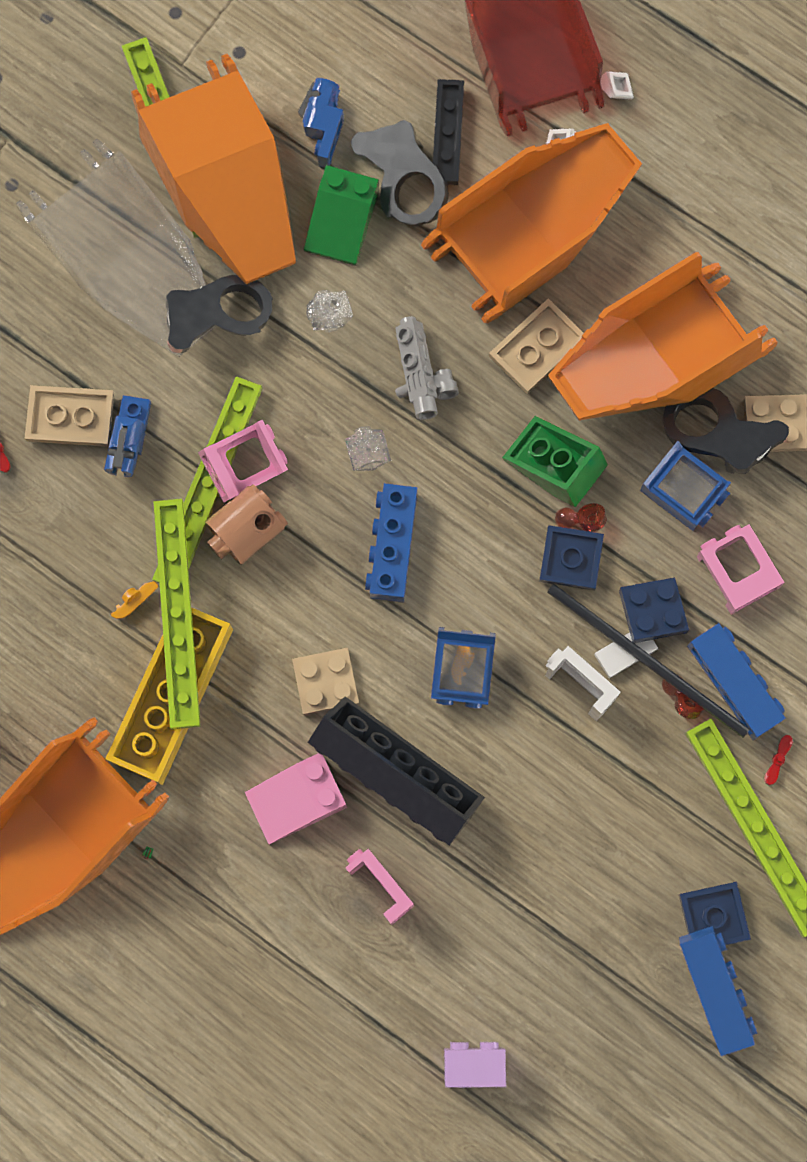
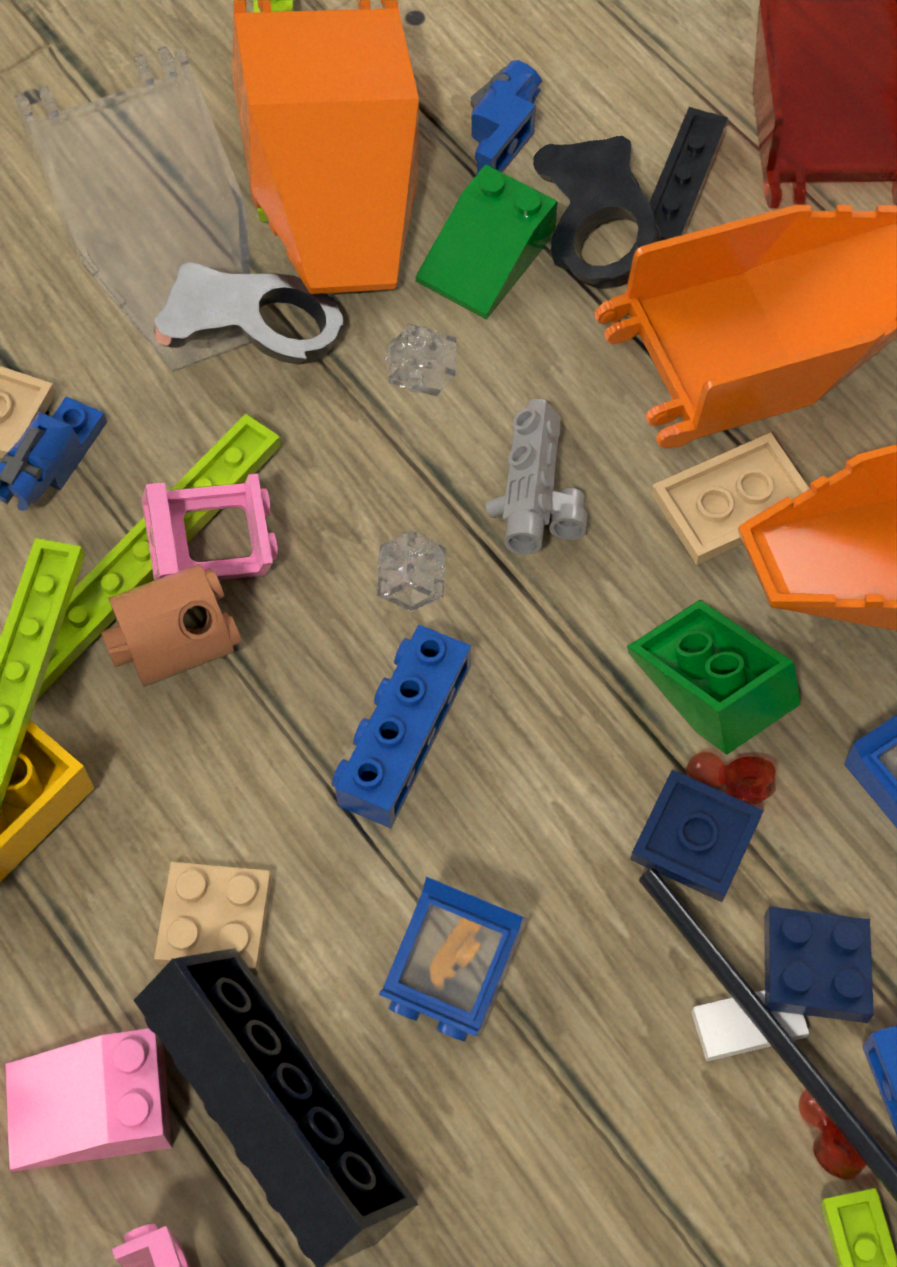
camera: 15 degrees right, 15 degrees down
(586, 677) = (666, 1039): white window -> none

